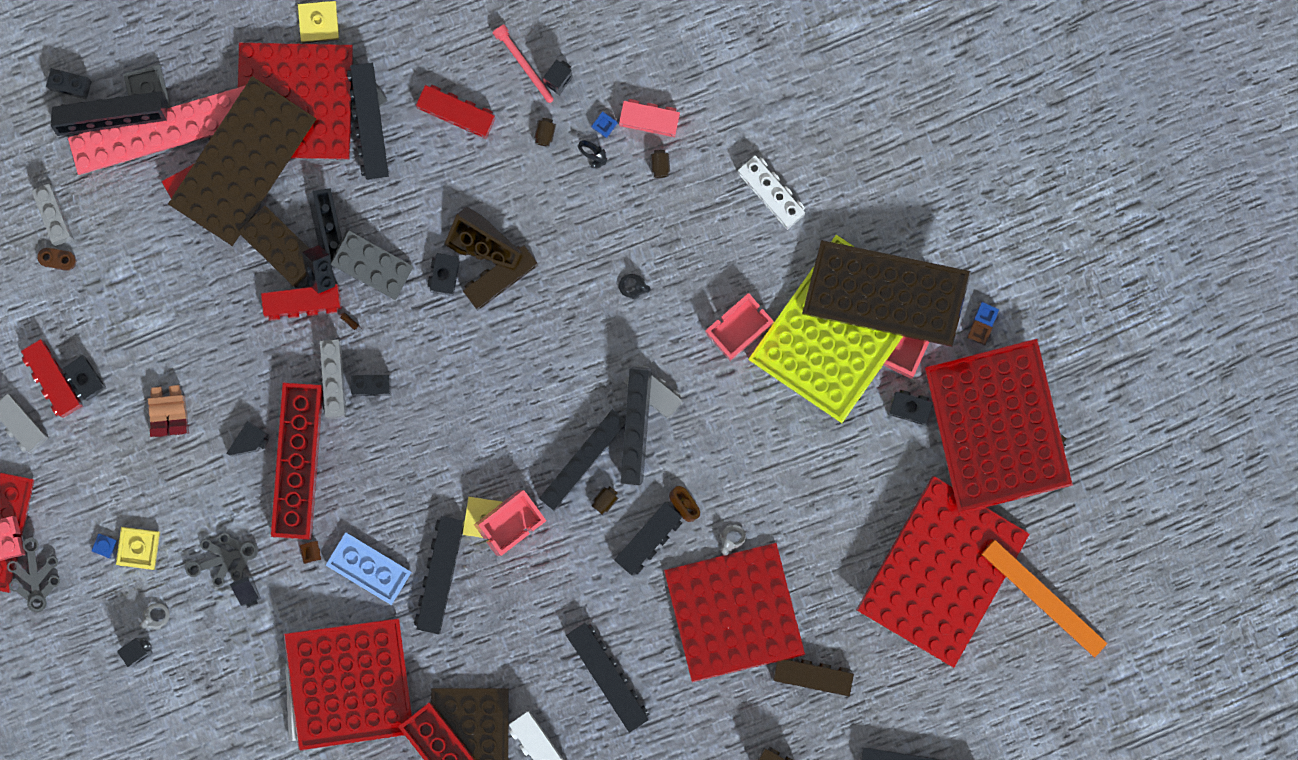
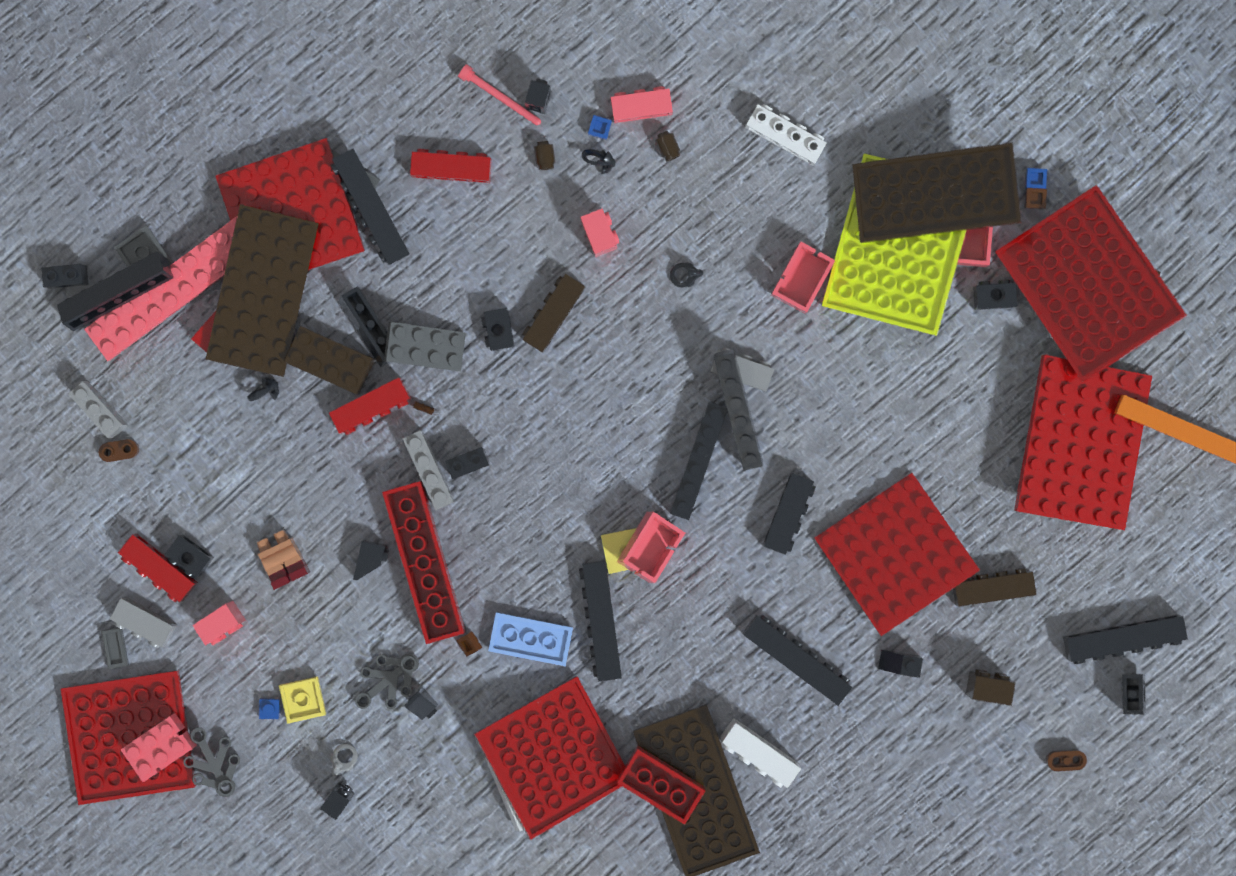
camera: 20 degrees left, 5 degrees up
(89, 448) = (218, 623): none -> coral brick
(211, 250) = (267, 385): none -> black piece
(318, 21) = (284, 127): light yellow plate -> none
(318, 269) = (375, 369): black brick -> none
(479, 238) = (518, 282): dark brown wedge -> none
(568, 219) = (599, 232): none -> coral brick
(605, 500) = (733, 491): dark brown brick -> none
(684, 504) = (811, 467): reddish brown plate -> none
(701, 715) = (900, 663): none -> black slope
(727, 545) = (865, 491): light grey piece -> none

